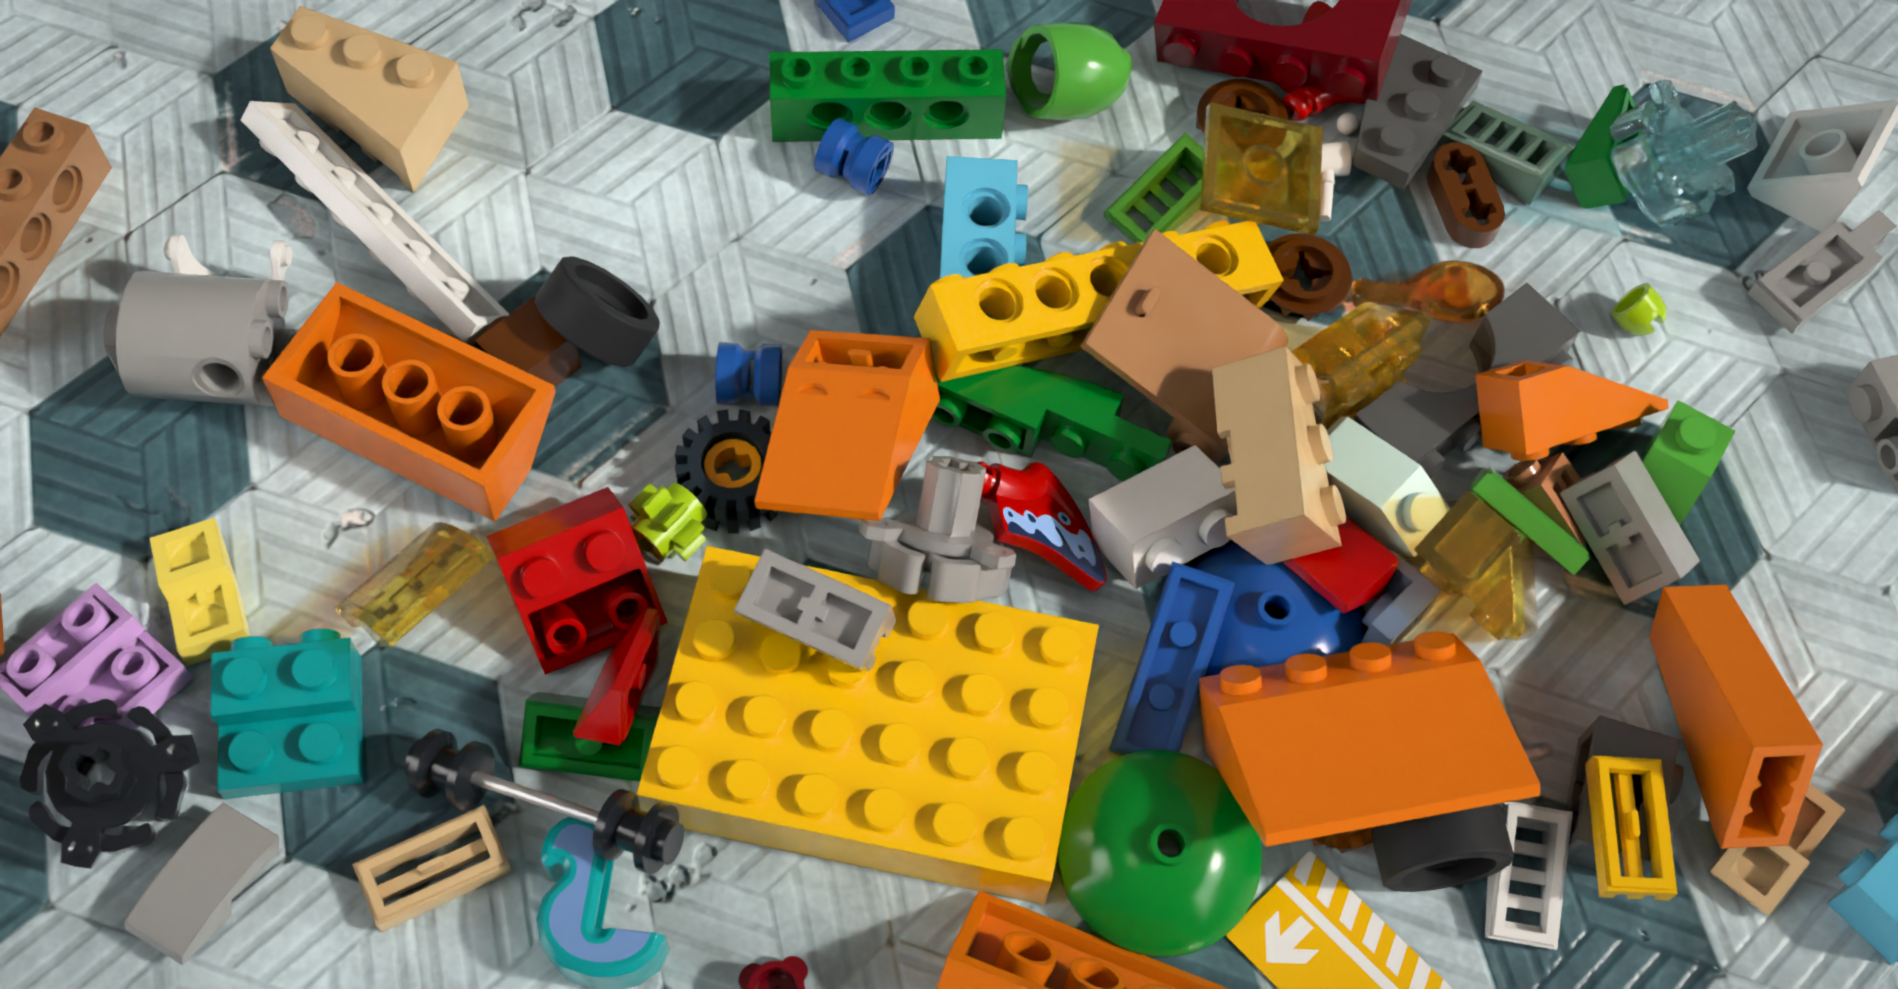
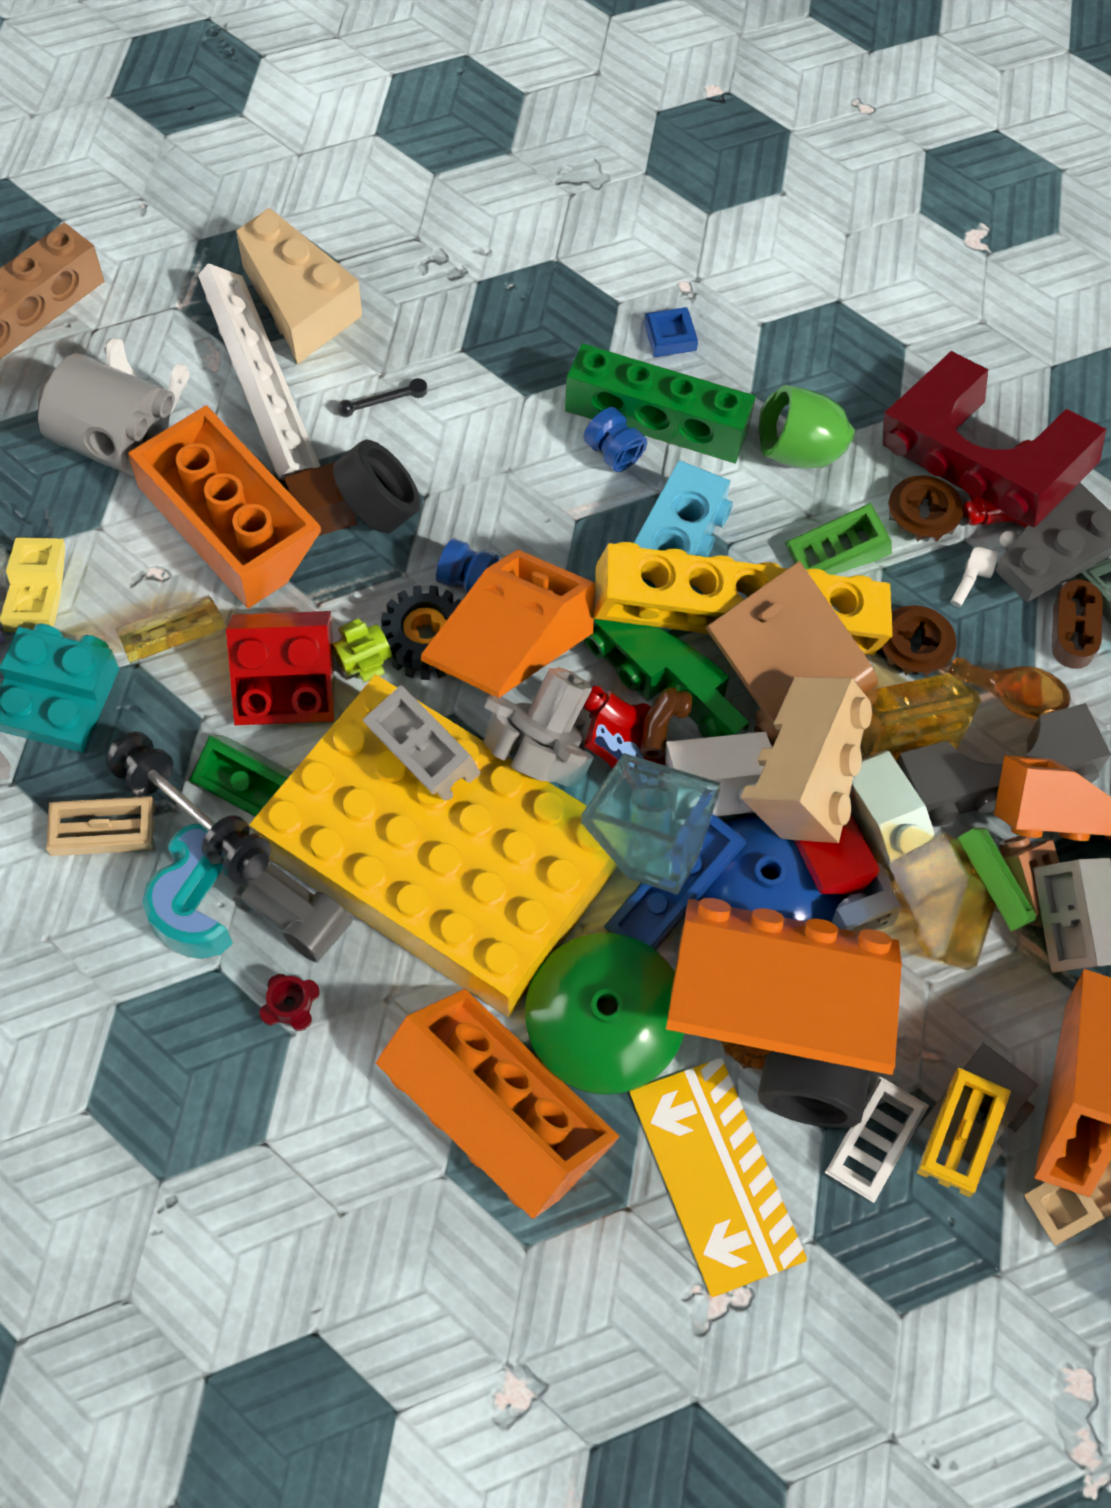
camera: 25 degrees right, 0 degrees up
(580, 174) = (416, 388): none -> black hinge
(622, 683) = (279, 749): red slope -> none
(754, 883) = (306, 919): none -> dark grey piece
(1063, 474) = (656, 720): none -> reddish brown arm
(1124, 600) = (652, 820): none -> clear light blue slope
(1261, 169) = (911, 547): clear yellow slope -> none

